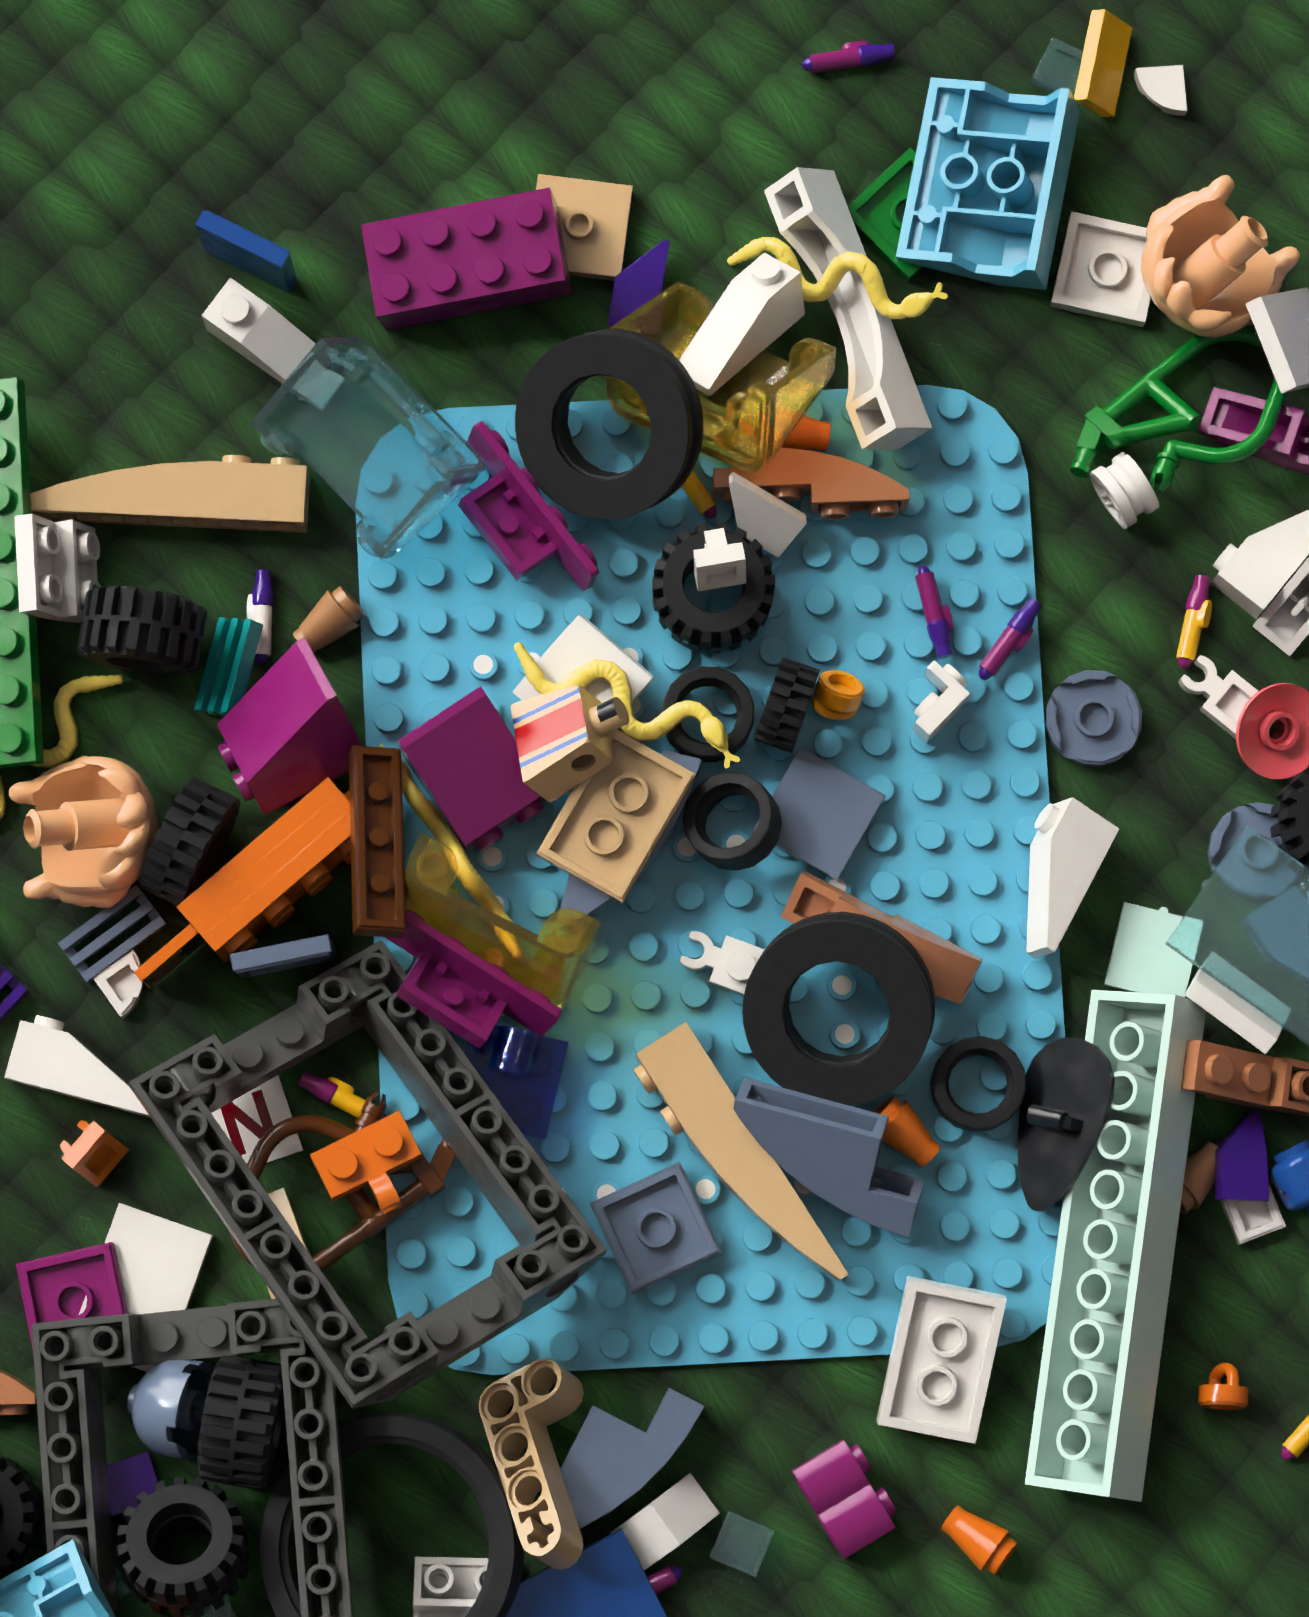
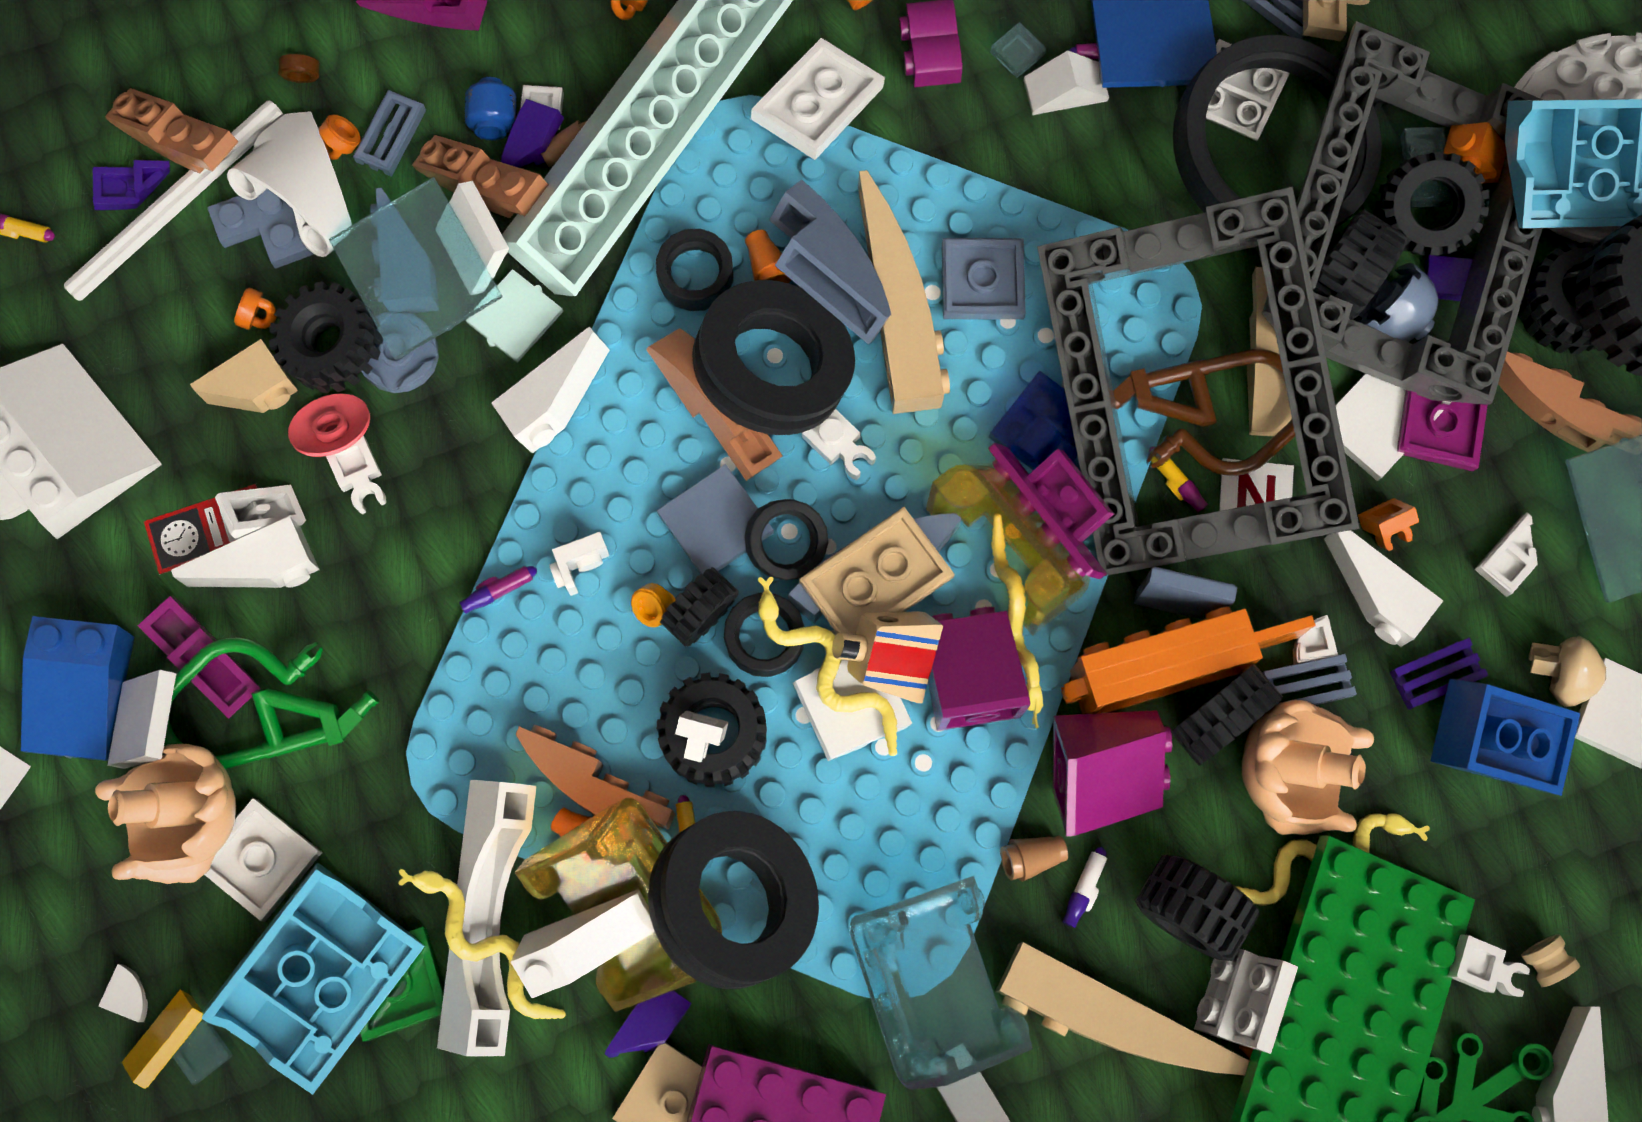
camera: 155 degrees left, 5 degrees down
(228, 665) = (1131, 855): teal tile -> none
(367, 1160) = (1184, 411): orange plate -> none
(377, 842) = (1081, 633): reddish brown tile -> none
(517, 518) = (845, 864): magenta bracket -> none
(539, 1467) = (1147, 139): tan beam -> none
(617, 1459) = (1089, 134): sand blue slope -> none
(764, 515) = (642, 768): white tile -> none
(937, 615) = (544, 635): piece -> none
(1061, 1117) = (643, 216): black shield -> none
(1093, 718) = (466, 505): sand blue tile -> none
(1124, 490) = (344, 663): white wheel -> none
(1196, 617) = (345, 544): yellow piece -> none

